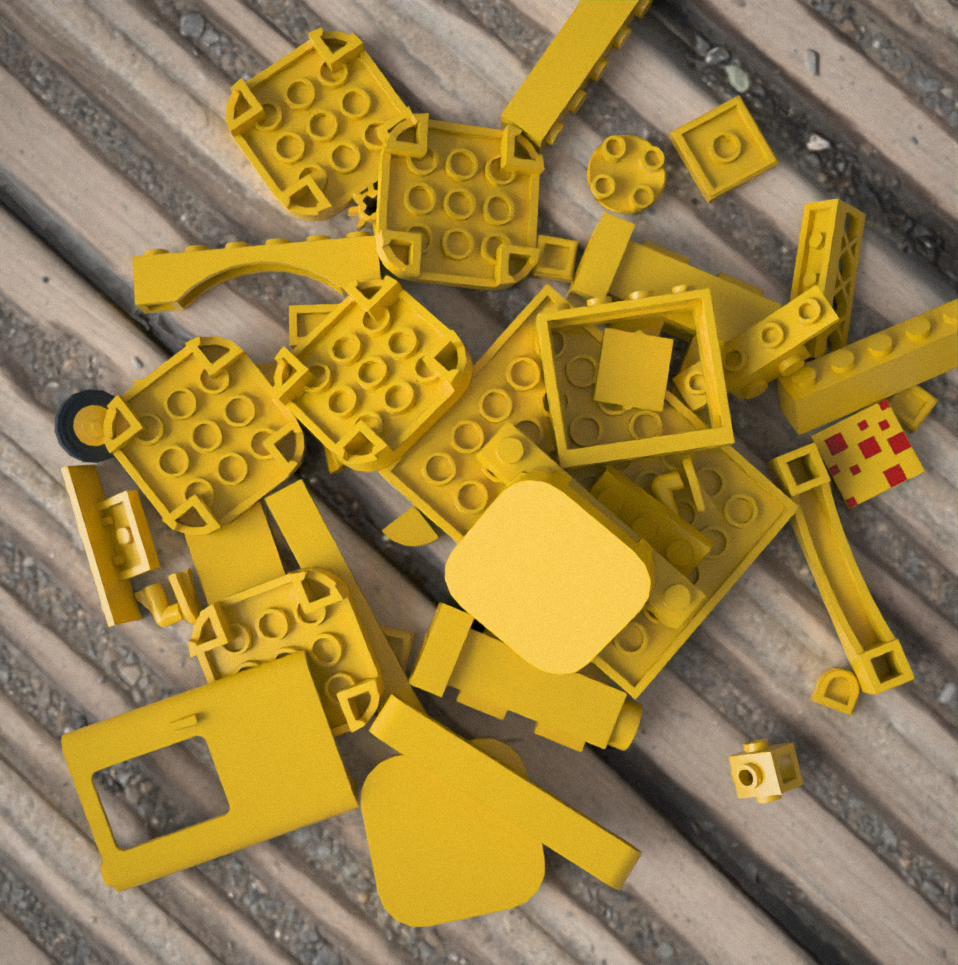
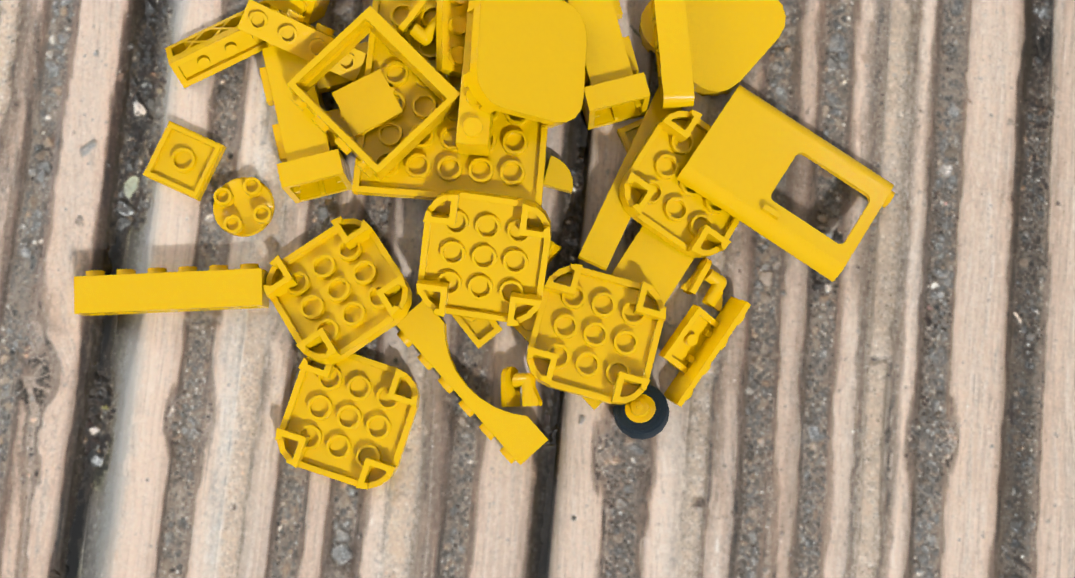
camera: 130 degrees left, 0 degrees up
(225, 312) = (510, 388): none -> yellow piece
(367, 199) = (385, 349): yellow gear -> none
(555, 259) = (326, 210): yellow tile -> none

